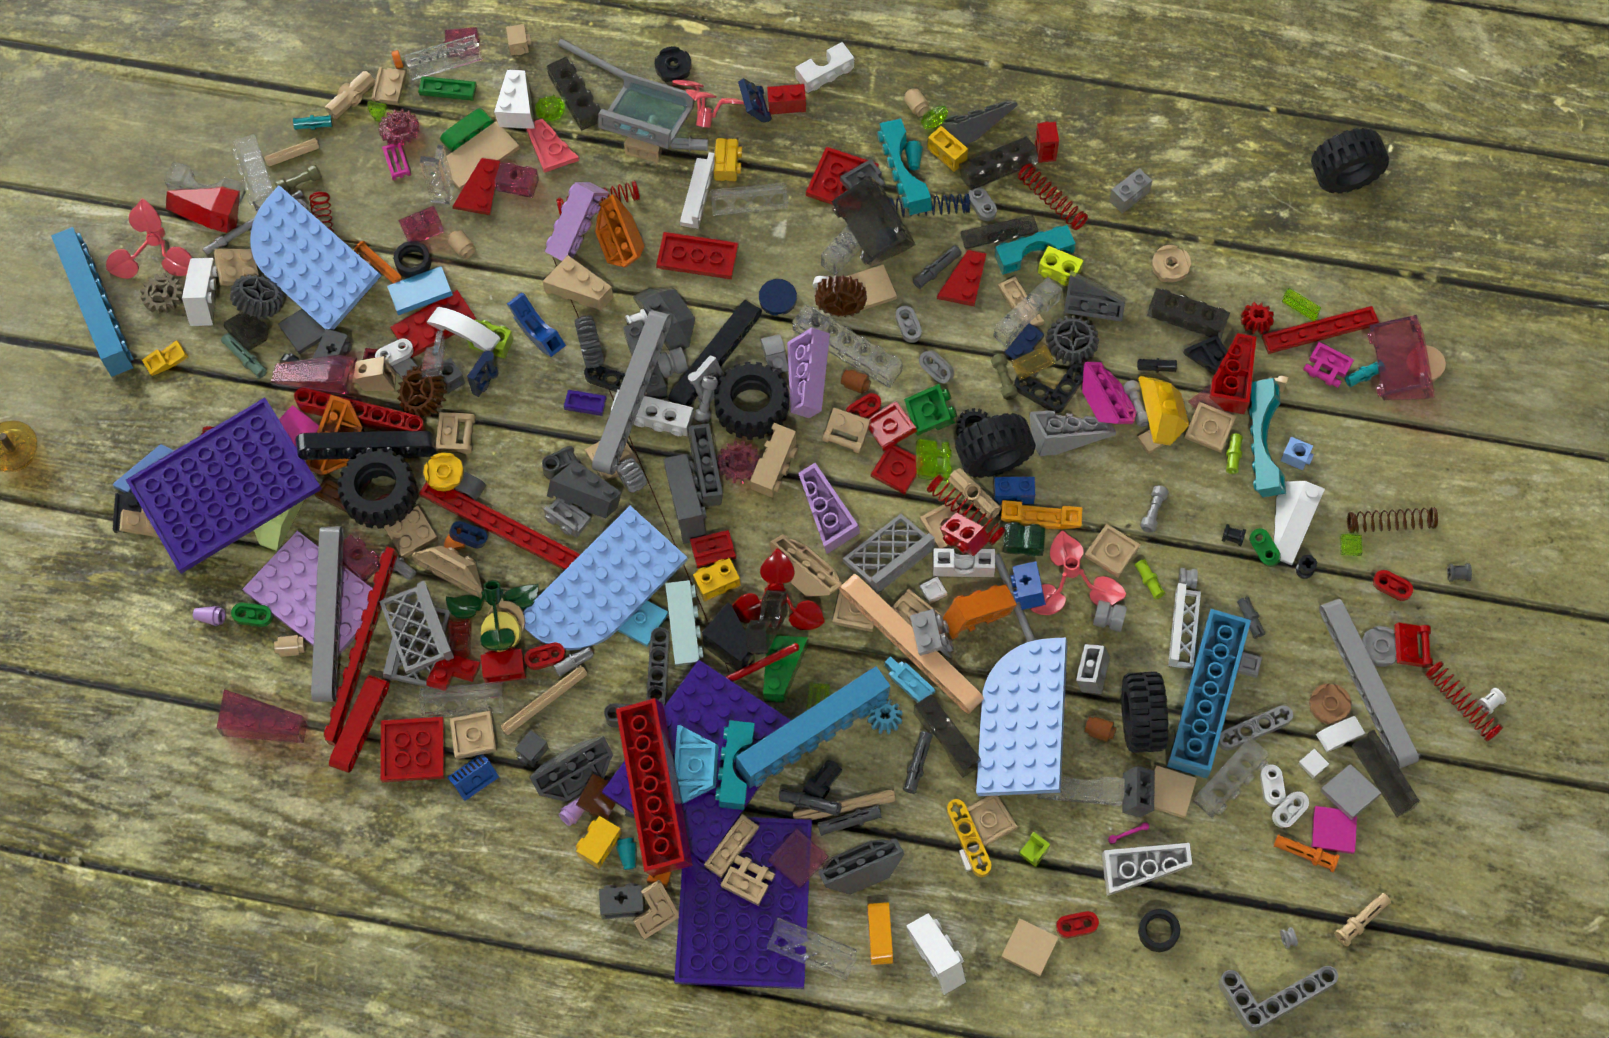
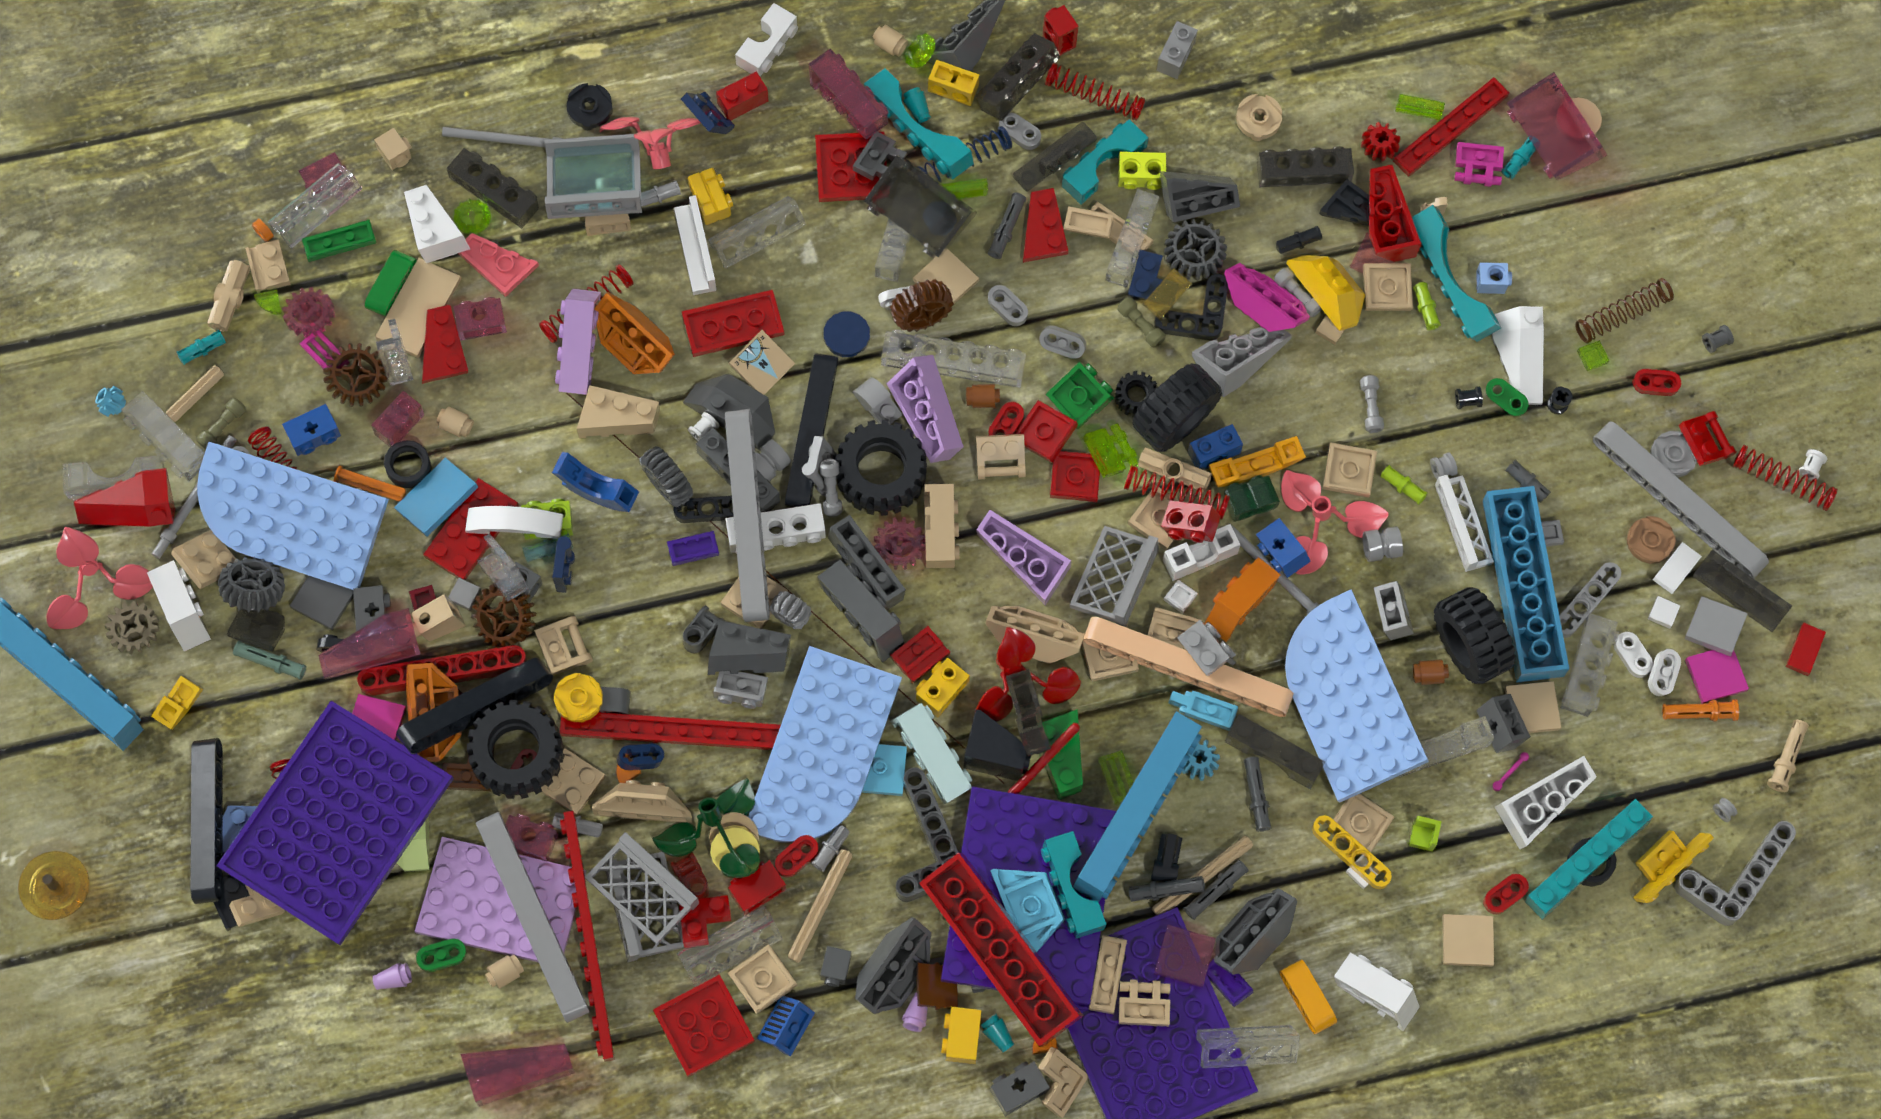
camera: 30 degrees left, 5 degrees up
(138, 447) = (206, 820): none -> beam
(230, 132) = (110, 401): none -> medium azure gear
(357, 209) = (318, 420): none -> blue brick
(359, 723) = (629, 1023): red beam -> none
(394, 352) = (448, 583): white plate -> none
(396, 173) = (347, 372): none -> reddish brown gear
(472, 358) = (543, 549): none -> clear light blue pin
(703, 291) = (761, 363): none -> tan tile
(824, 898) = (1231, 986): none -> dark purple plate
(862, 125) = (847, 93): none -> clear pink wedge
(920, 228) = (968, 188): none -> clear neon green tile
(1000, 288) = (1089, 222): none -> tan tile
(1177, 918) = (1588, 859): none -> teal arch
(1219, 955) = (1666, 860): none -> yellow bracket
(1417, 842) = (1805, 649): none -> red tile

